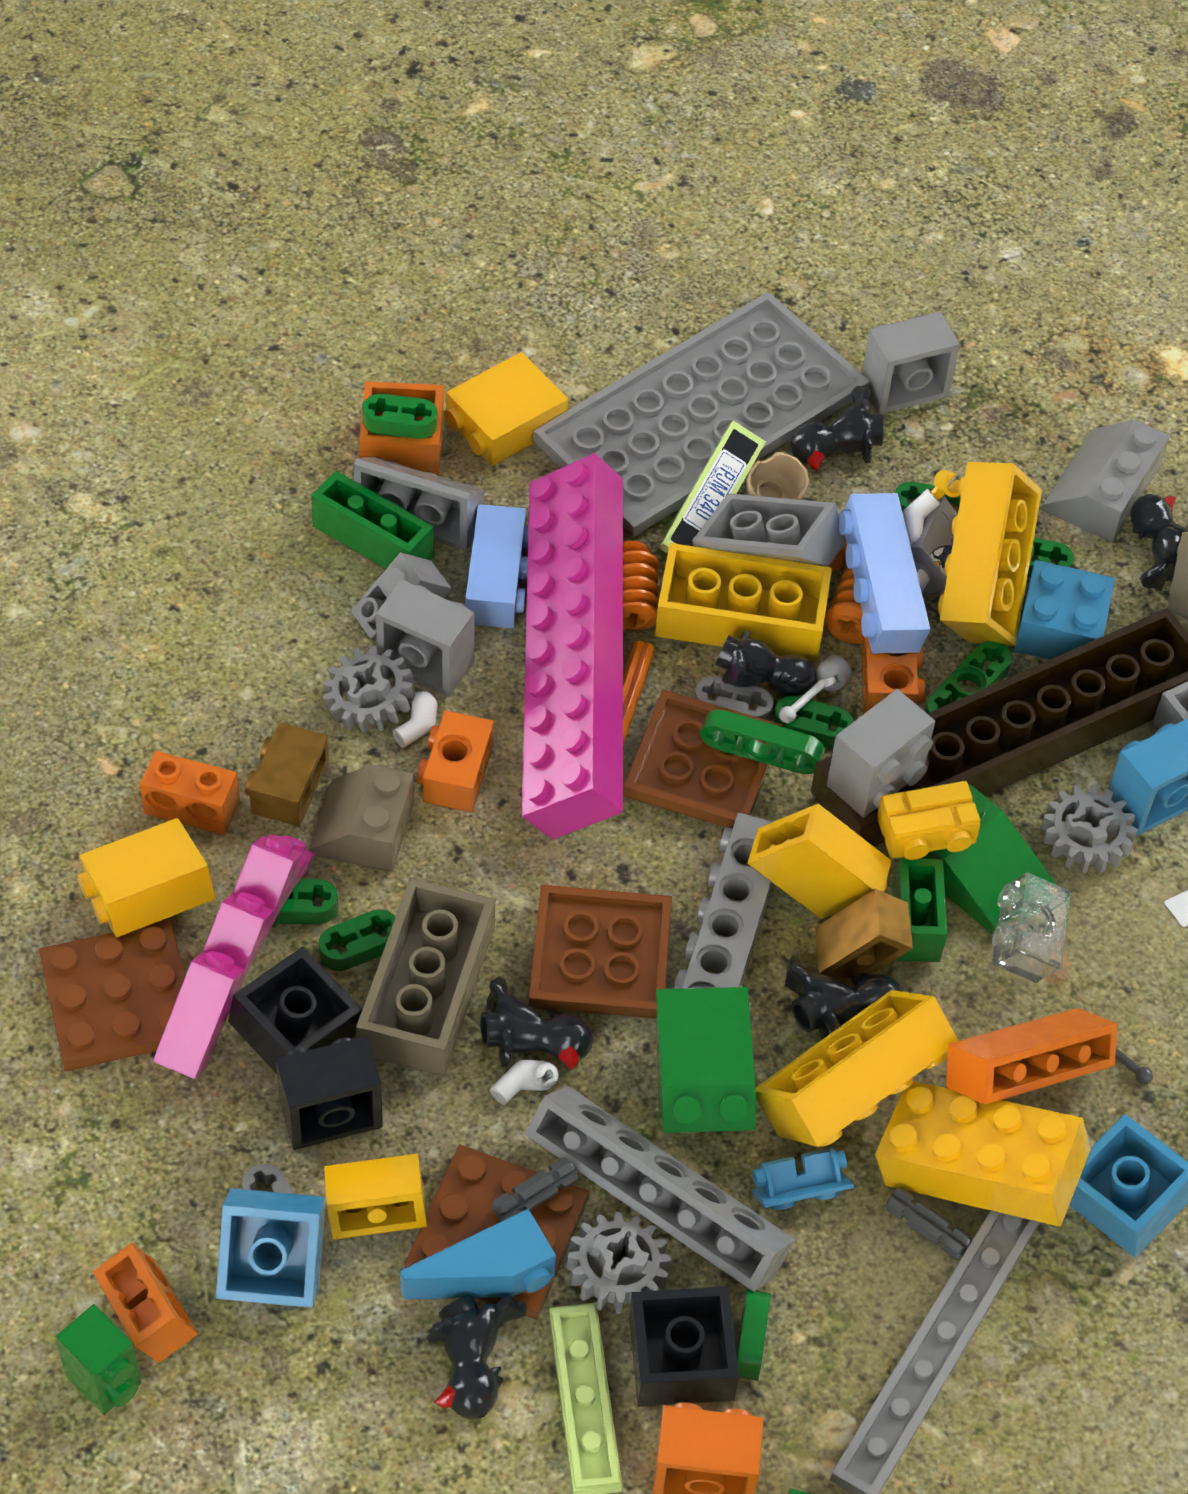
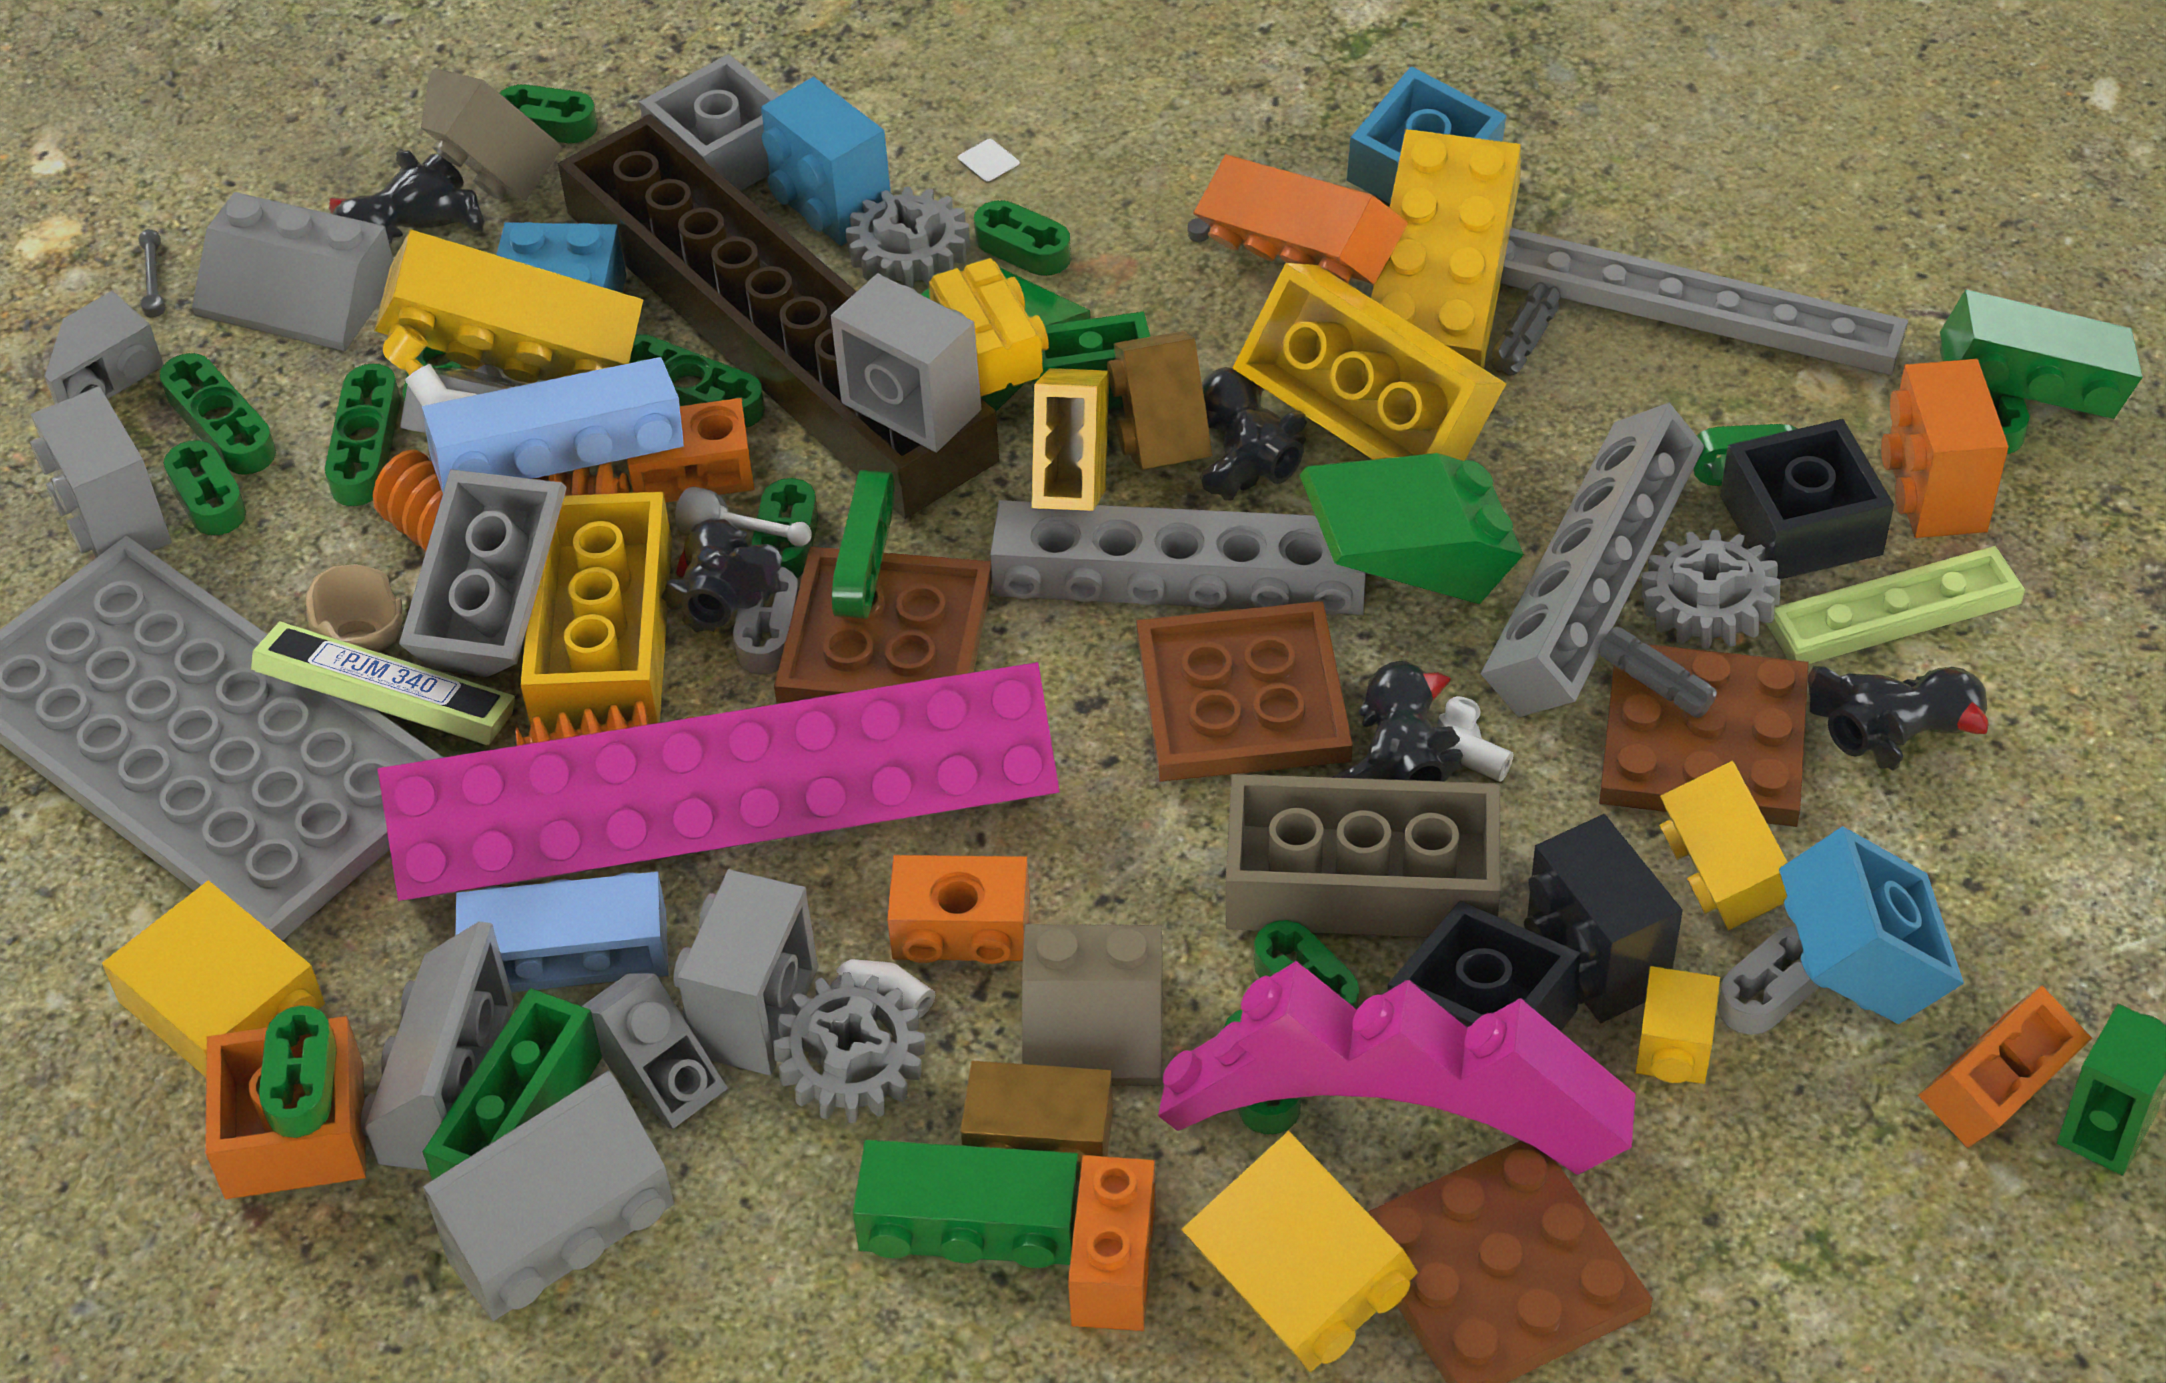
camera: 95 degrees left, 5 degrees down
(248, 1129) = (1677, 1025): none -> yellow brick
(250, 713) = (966, 1203): none -> green brick
(300, 535) = (549, 1196): none -> light grey slope
(488, 1264) = (1786, 687): dark azure slope -> none
(781, 1186) = (1530, 440): dark azure hinge -> none
(851, 432) = (234, 543): black animal -> none
(918, 427) = (214, 482): none -> green beam
(992, 423) = (220, 432): none -> green beam
(1031, 927) = (1086, 263): clear brick -> none
(1042, 374) = (101, 347): none -> light grey slope
(1094, 913) = (1022, 237): none -> green beam
(1101, 411) = (152, 303): none -> dark grey hinge

